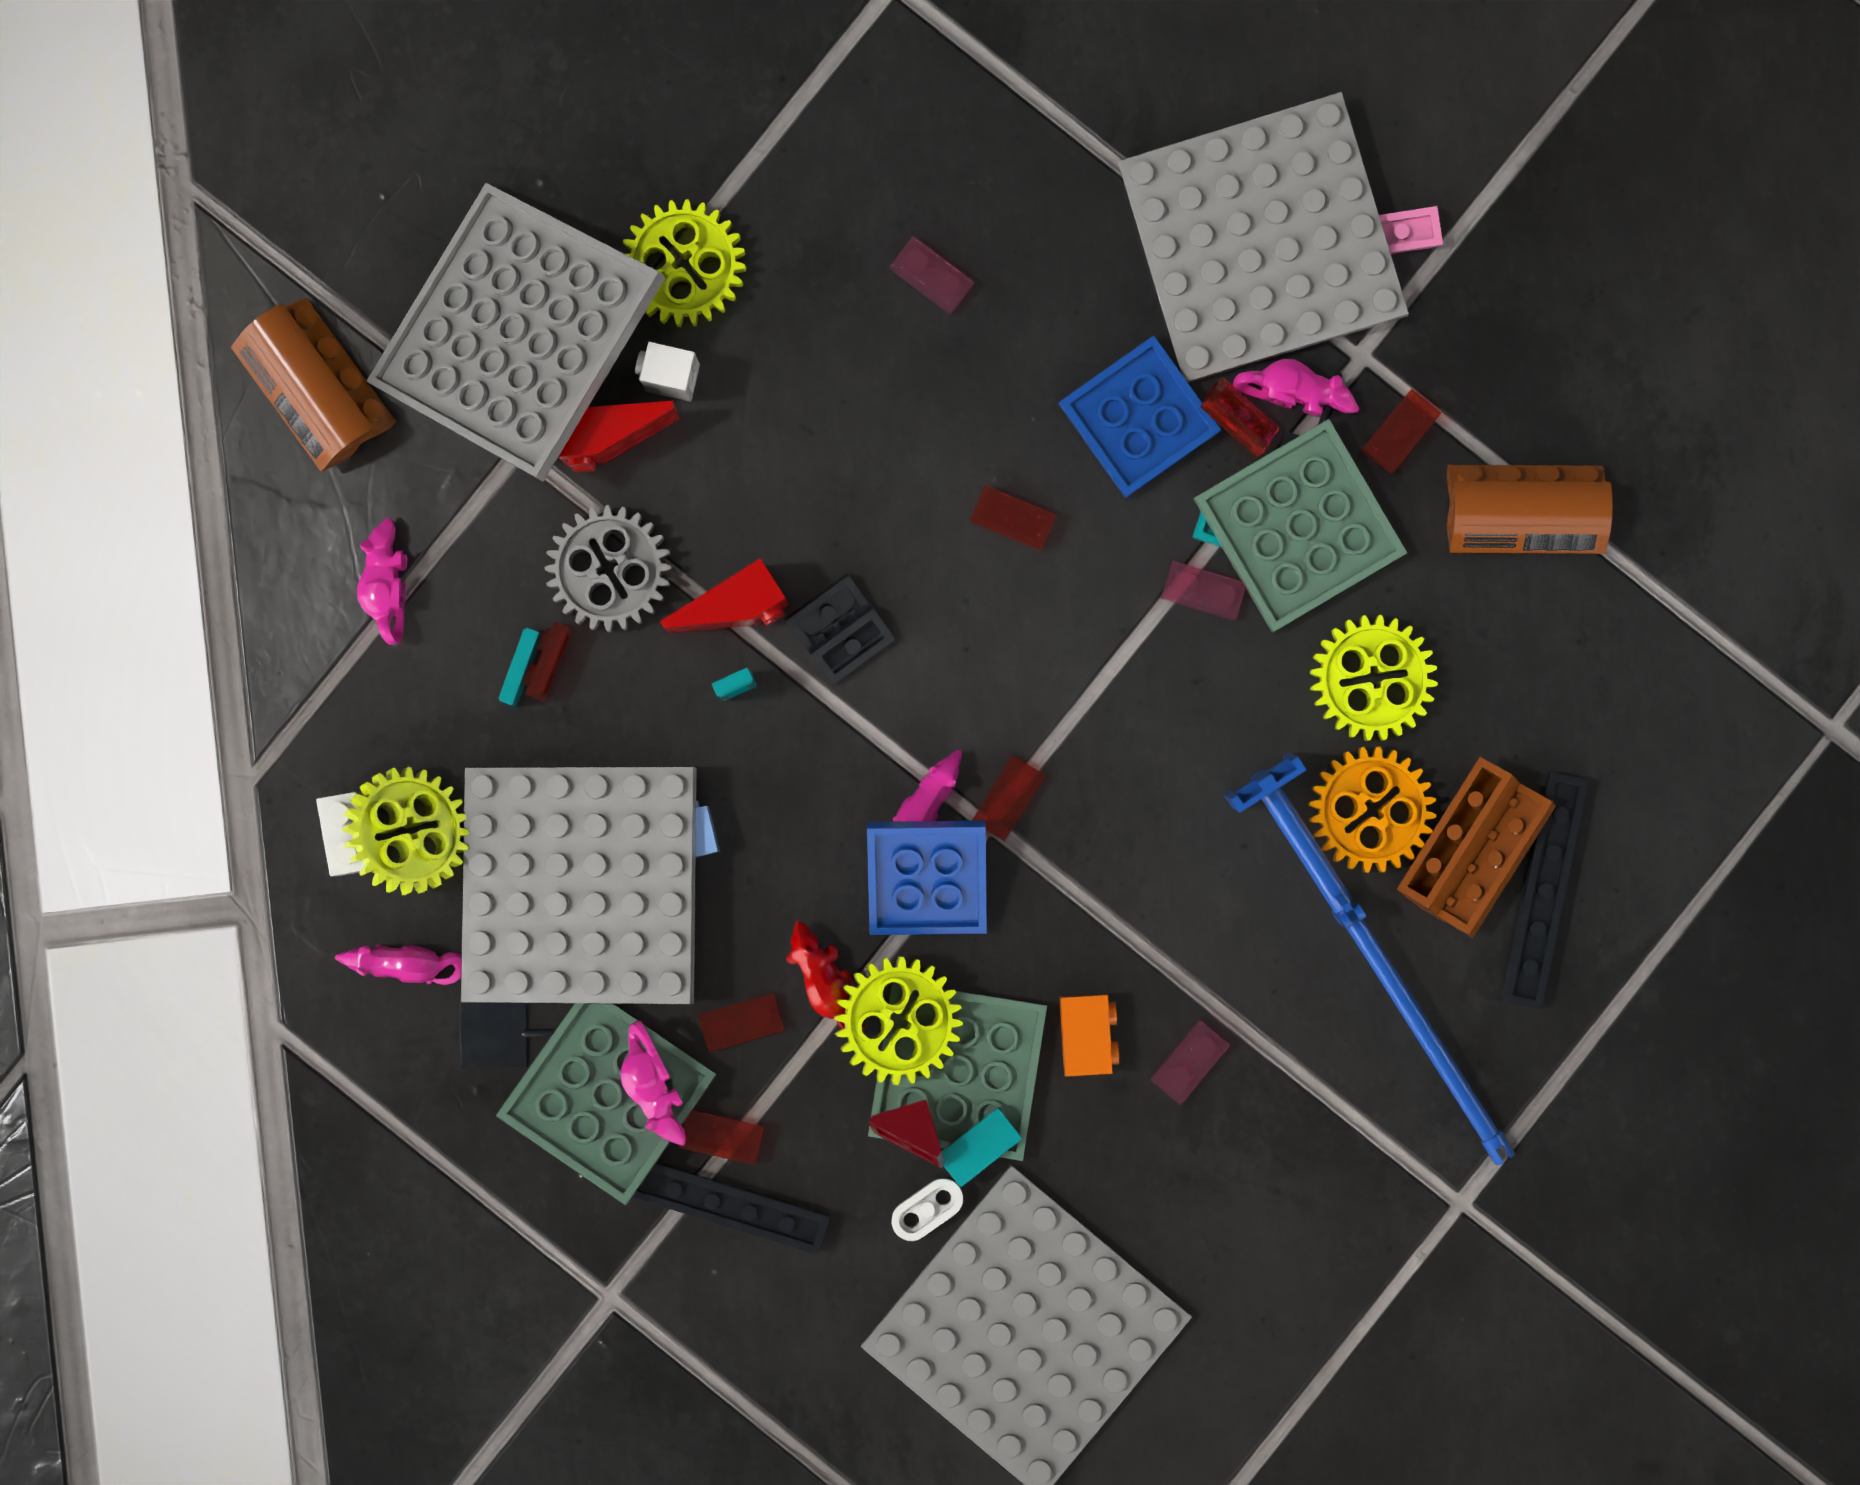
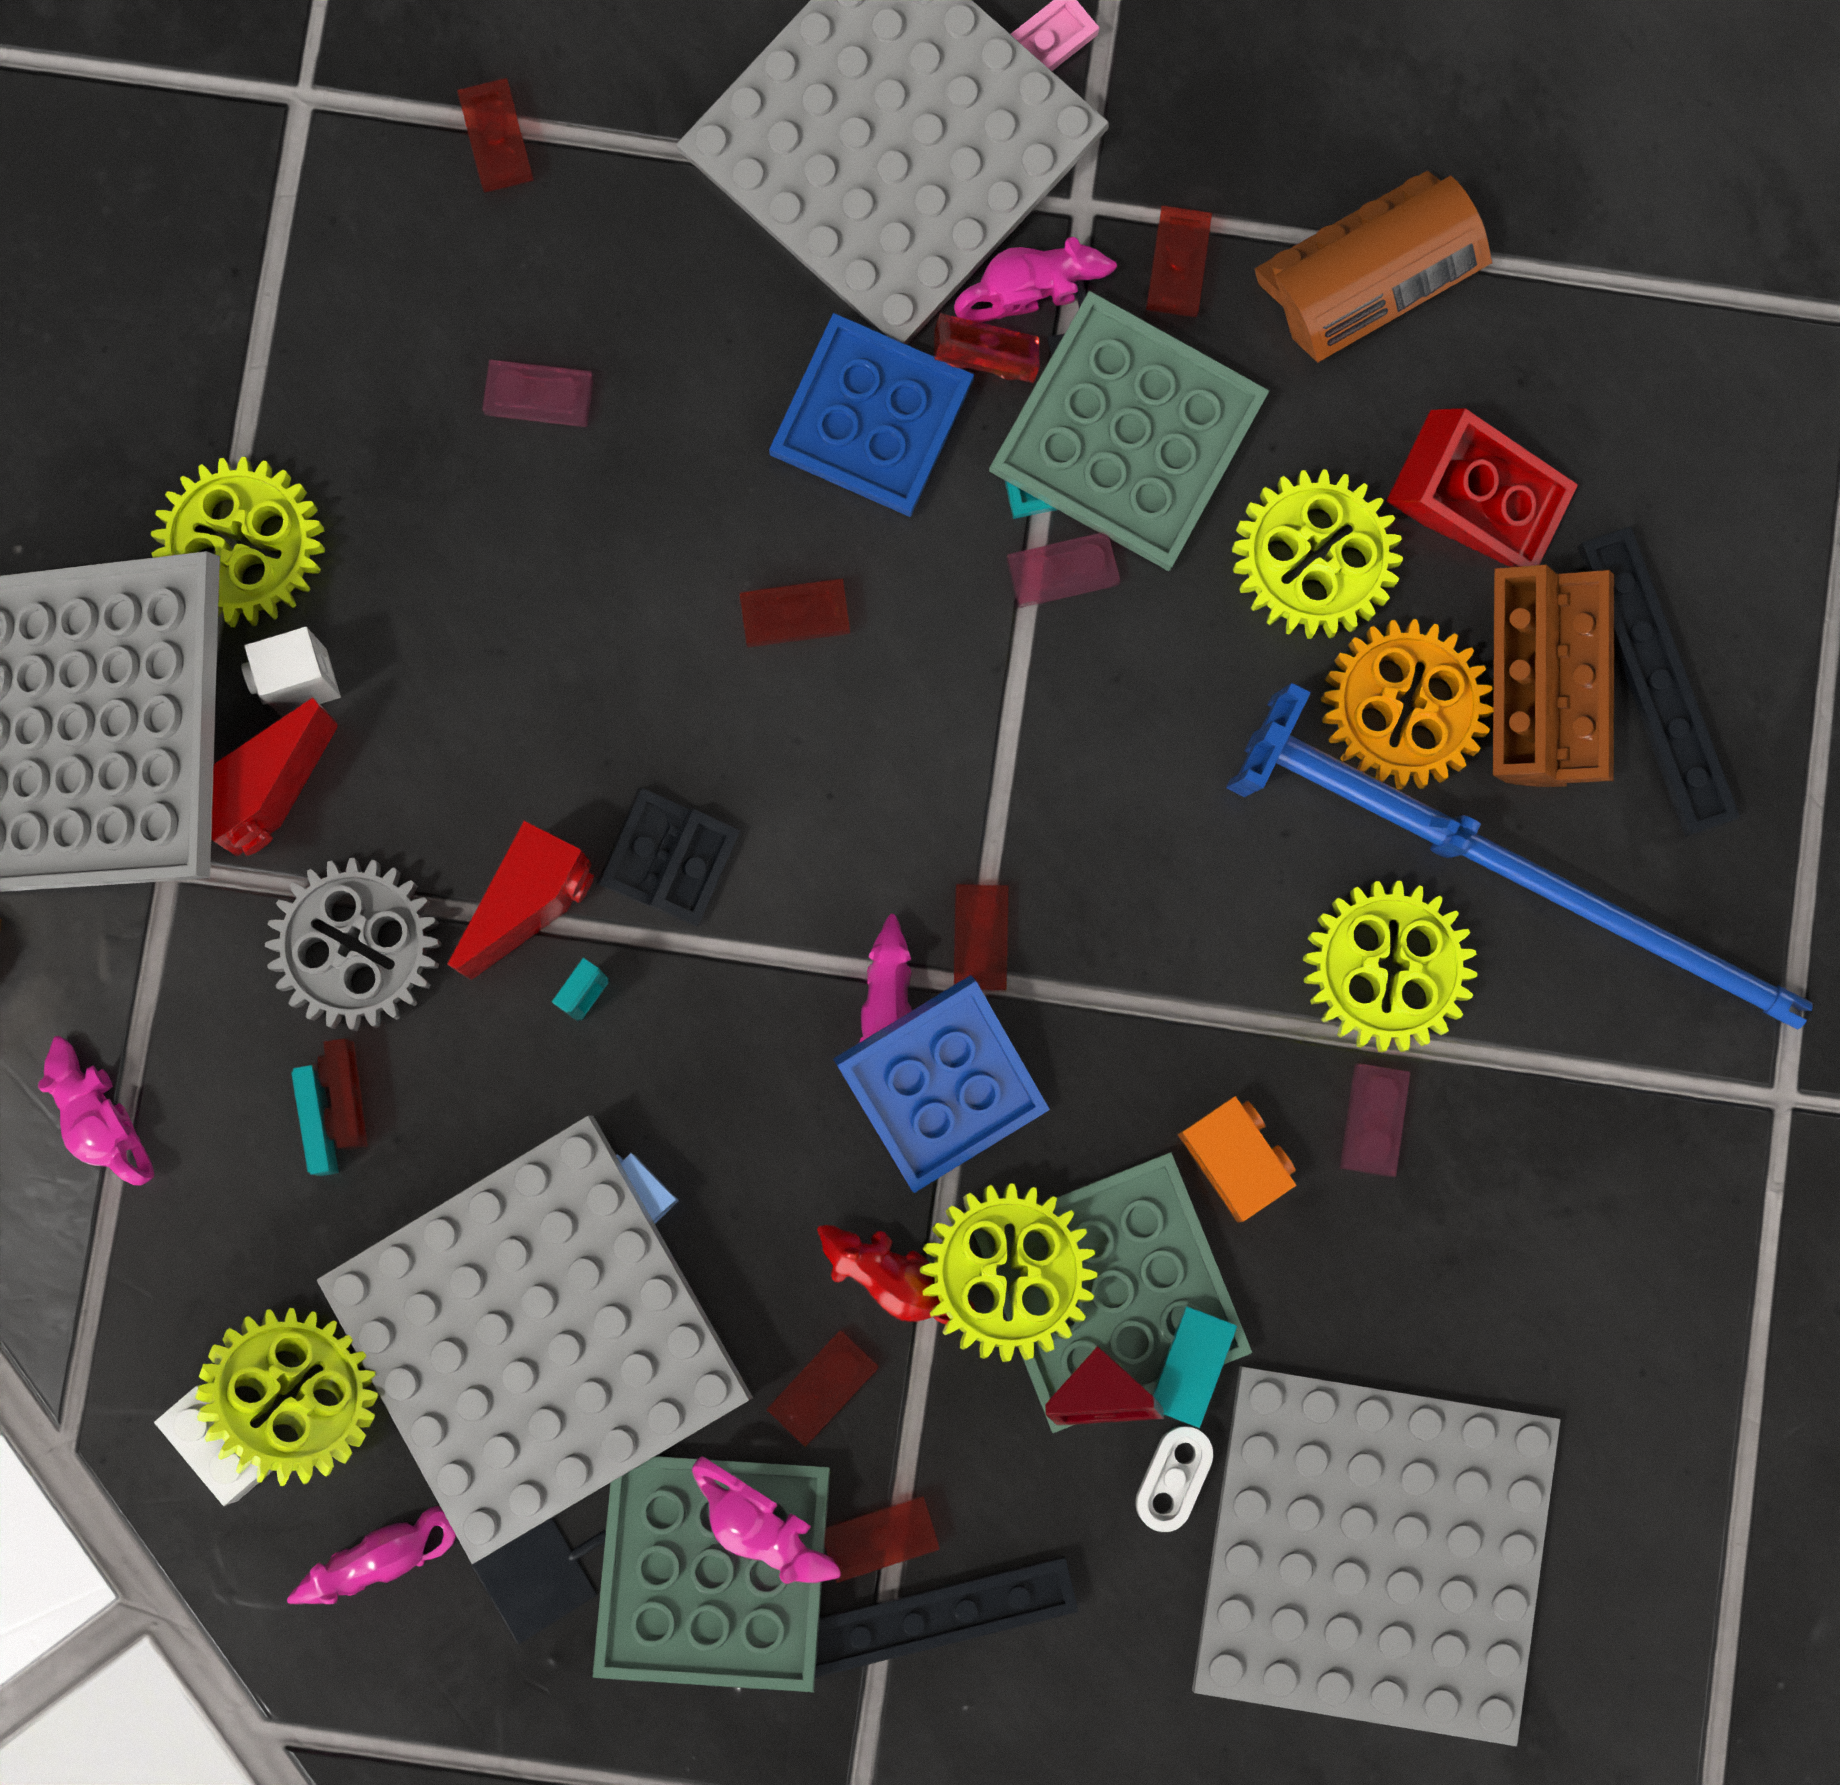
camera: 35 degrees left, 5 degrees down
(1003, 86) = (495, 135): none -> clear red plate
(1286, 992) = (1437, 973): none -> neon yellow gear
(1507, 699) = (1481, 489): none -> red slope

